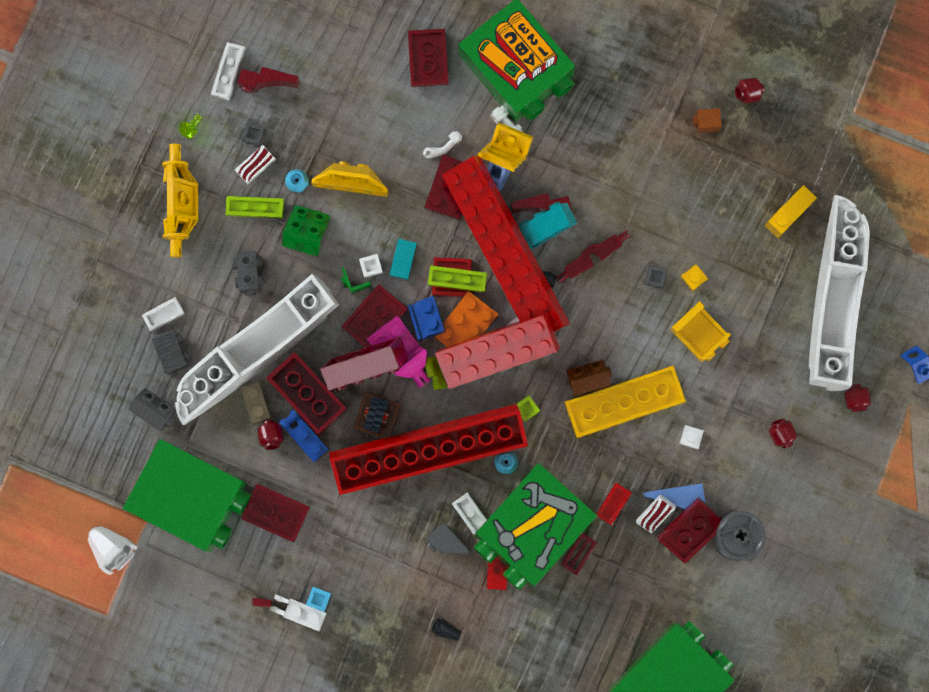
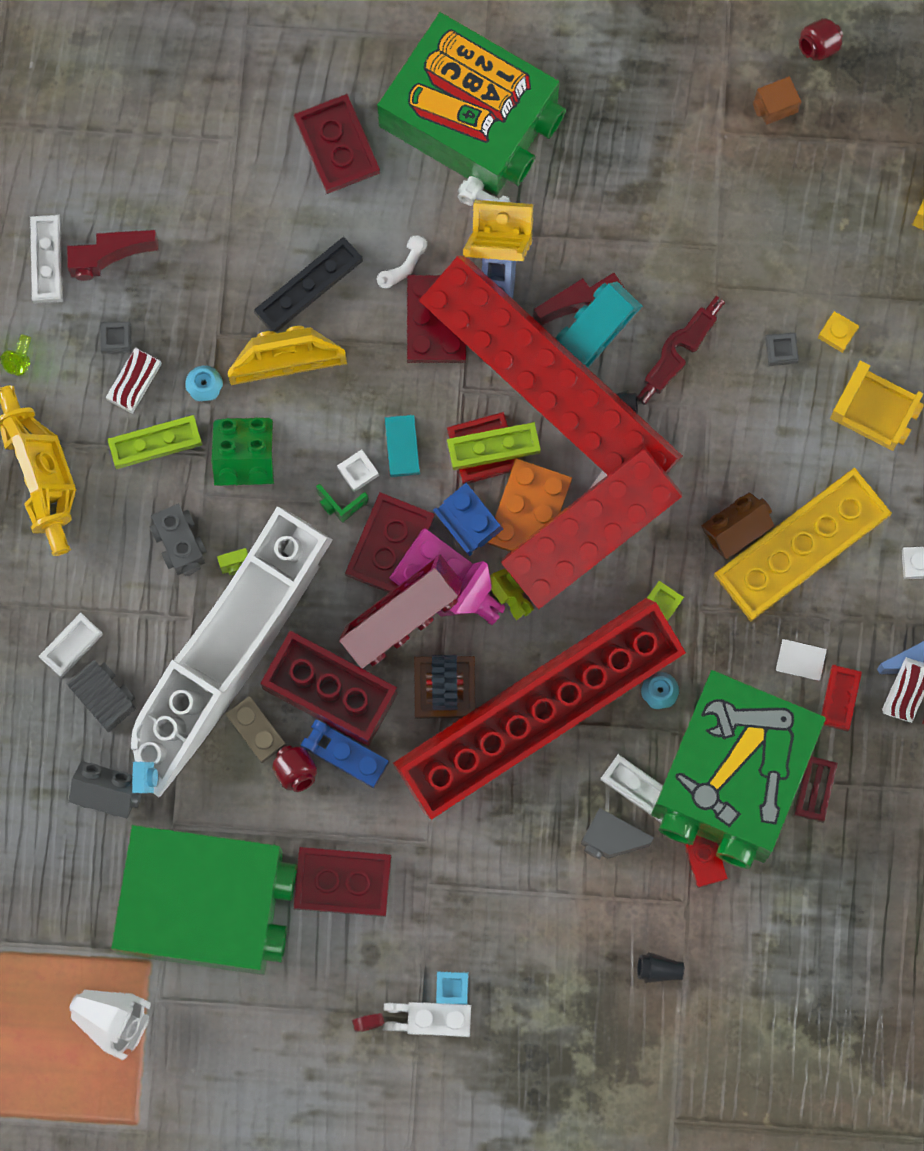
camera: 20 degrees left, 5 degrees down
(177, 411) = (144, 777): none -> medium azure plate
(275, 296) = (232, 561): none -> lime plate
(380, 141) = (308, 285): none -> black plate
(598, 472) = (801, 659): none -> white sticker

